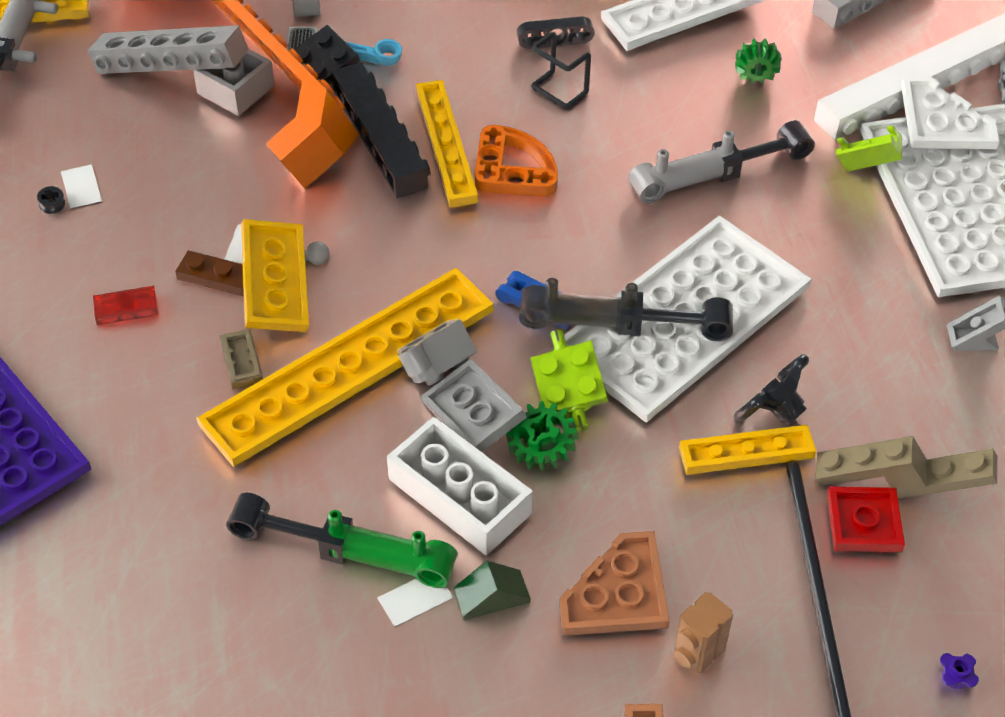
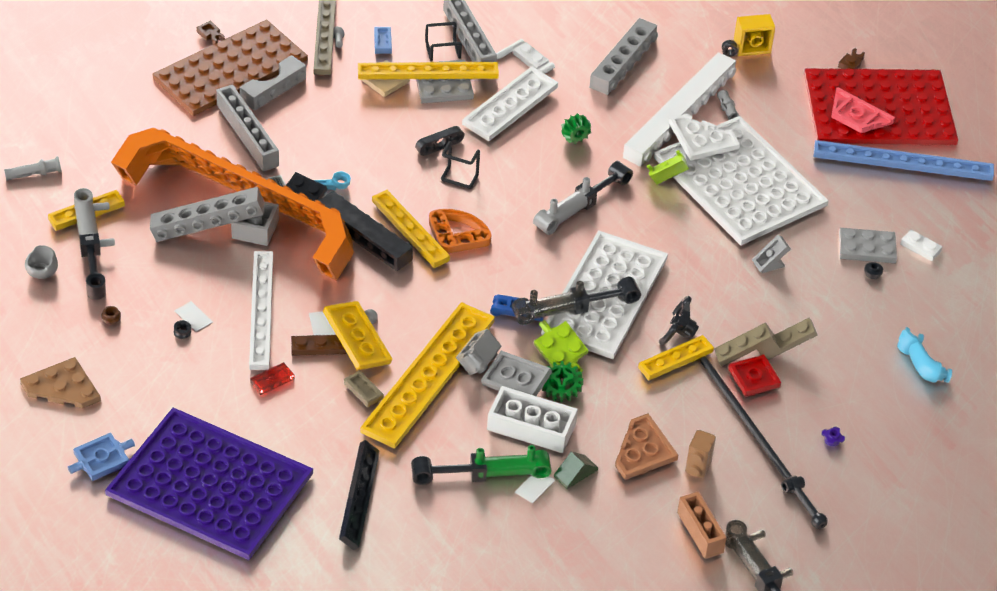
camera: 25 degrees left, 5 degrees down
(129, 528) = (359, 495): none -> black plate
(168, 205) = (261, 311): none -> white plate

